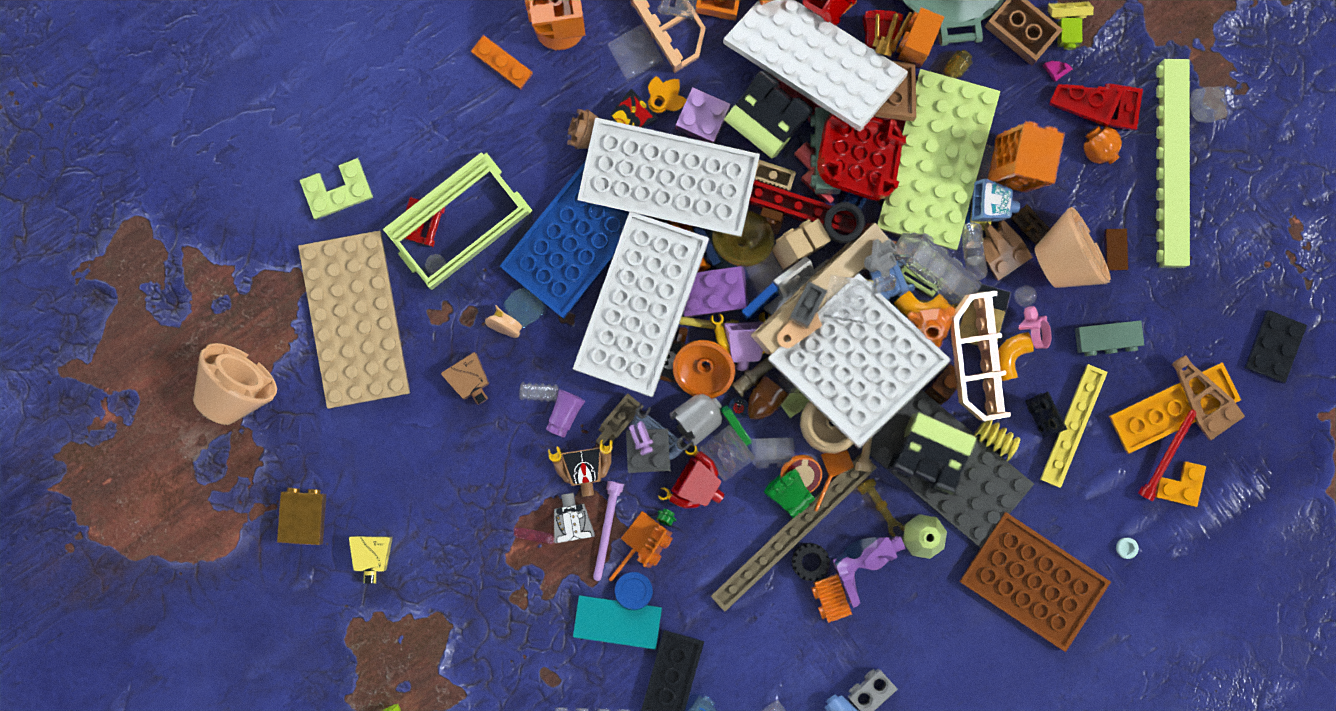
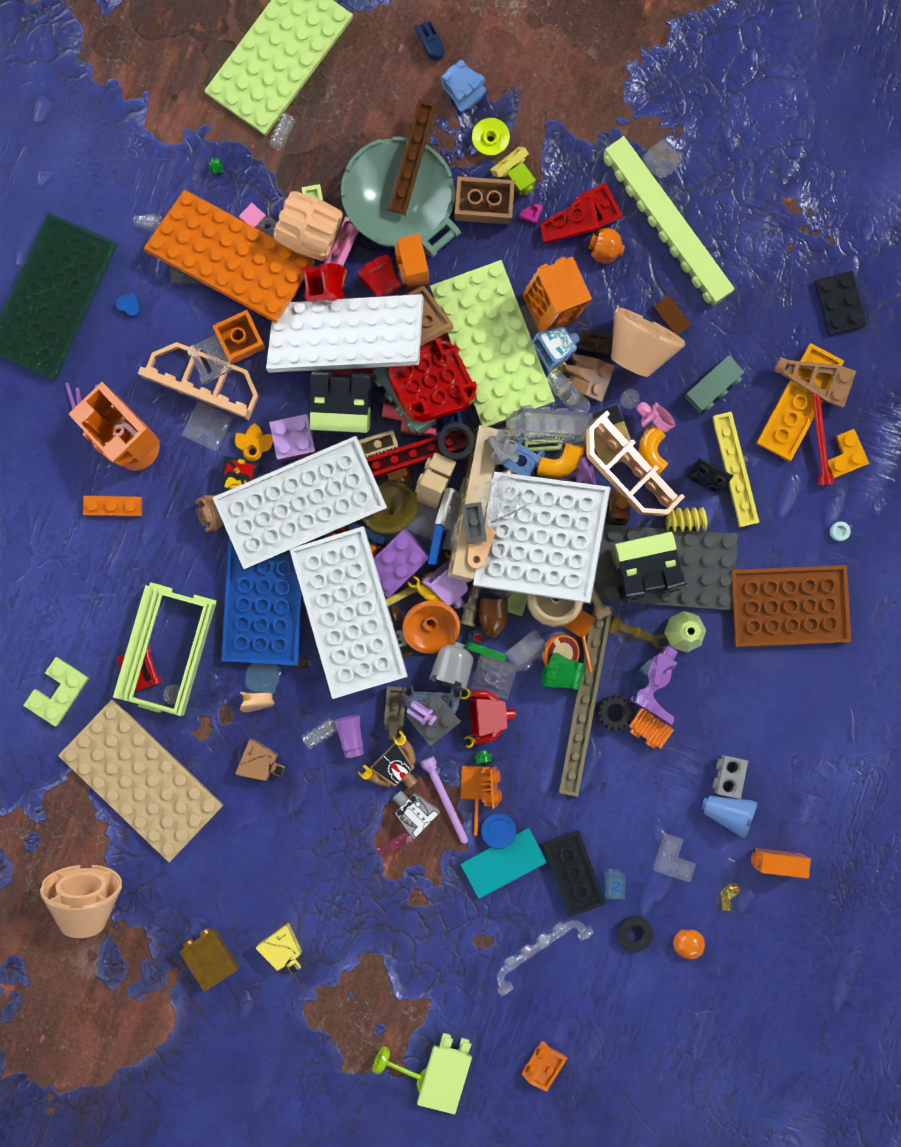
camera: 35 degrees left, 0 degrees up
(884, 284) = (519, 466): clear tile -> none
(886, 44) = (391, 286): pearl gold plant -> none
(933, 323) = (577, 468): orange rock -> none
(958, 64) = (455, 262): clear yellow brick -> none

